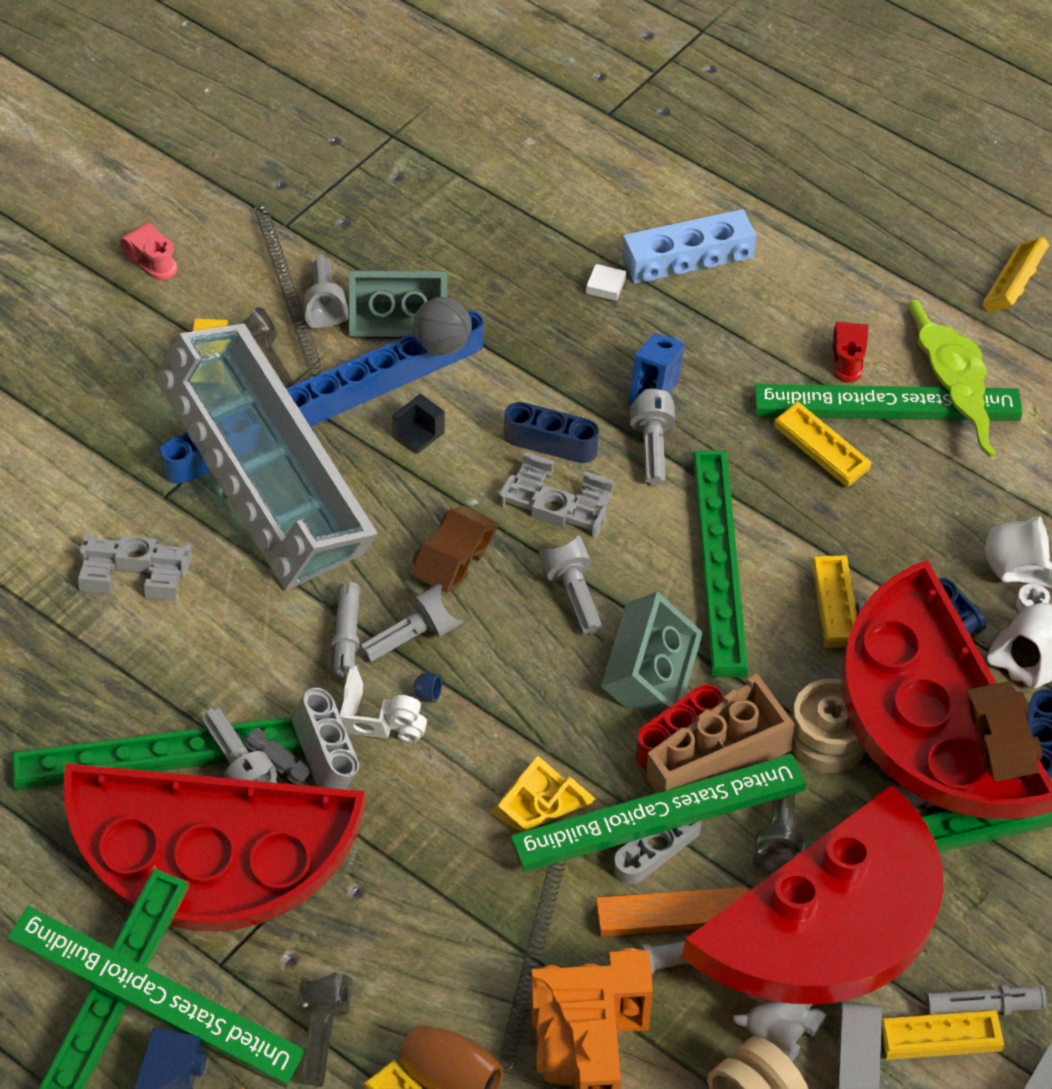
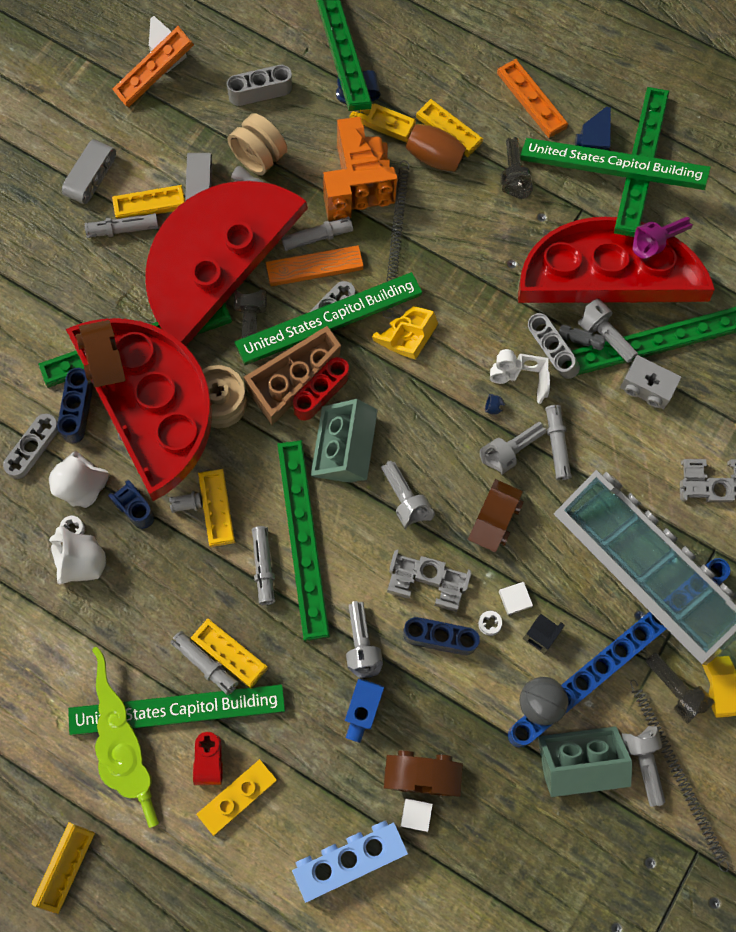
camera: 170 degrees right, 20 degrees up
(121, 856) = (653, 237): none -> magenta piece
(191, 685) = (662, 382): none -> light grey brick
(445, 467) = (515, 598): none -> white tile
(482, 438) = (487, 615): none -> white bush
(594, 304) = (423, 775): none -> reddish brown brick
(774, 519) = (264, 575): none -> light grey pin
(815, 318) = (236, 797): none -> yellow plate
(845, 427) = (212, 670): none -> light grey pin

